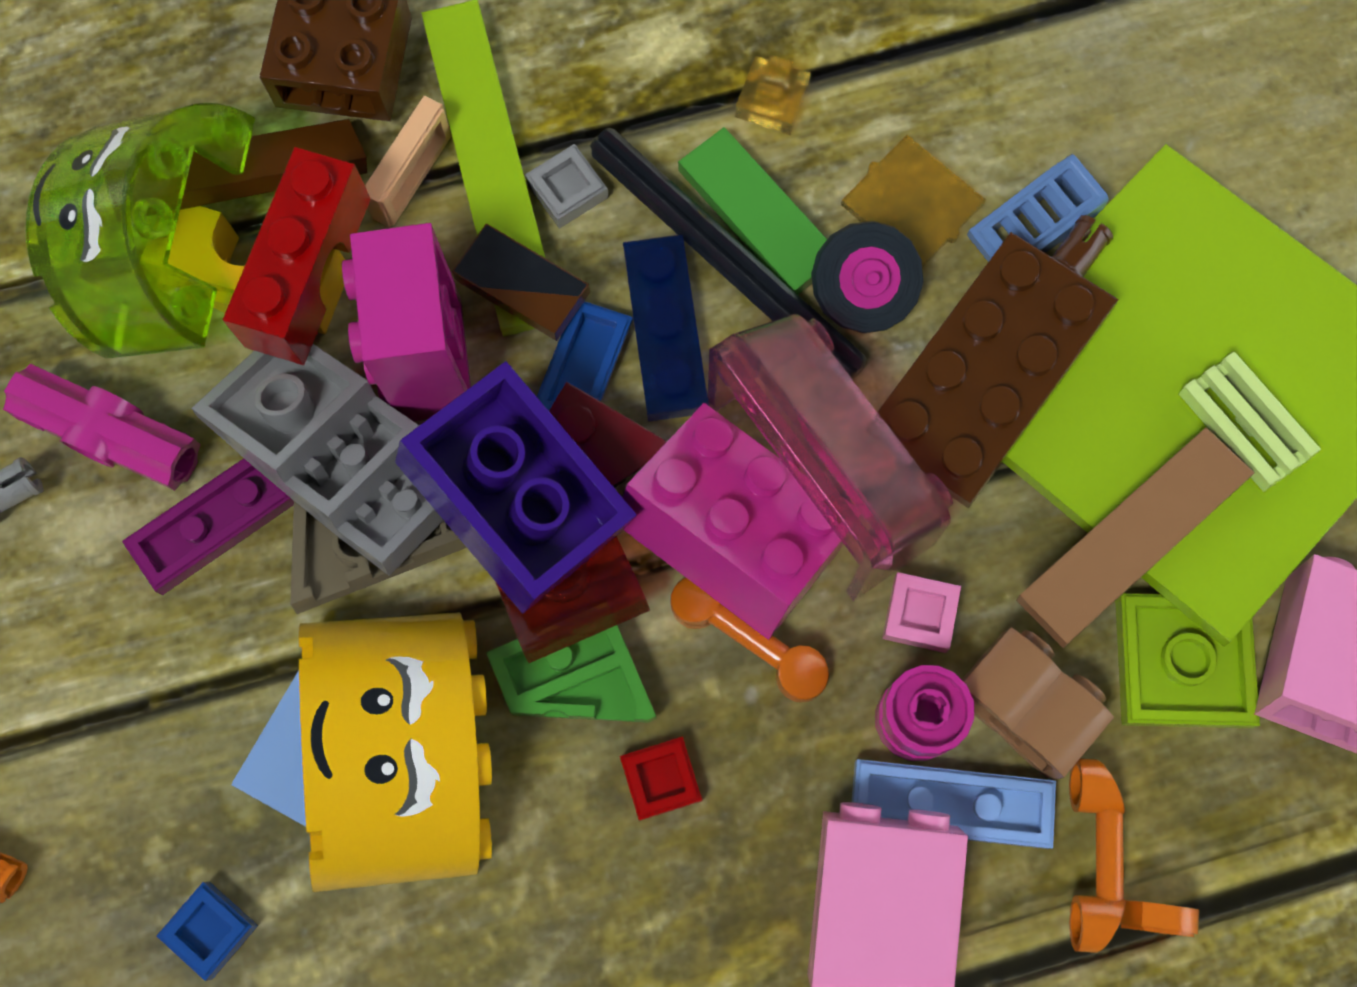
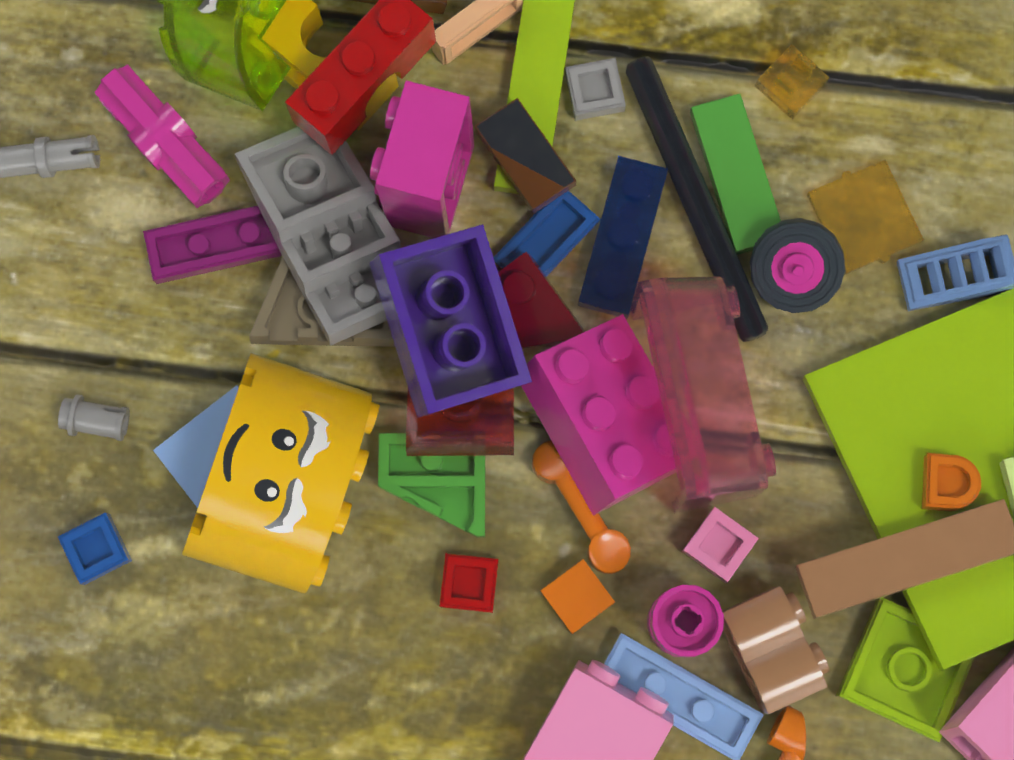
camera: 25 degrees right, 5 degrees up
(145, 778) = (93, 418): none -> light grey pin
(789, 740) = (577, 596): none -> orange tile
(999, 358) = (867, 376): reddish brown plate -> none
(1137, 436) = (949, 482): none -> orange tile

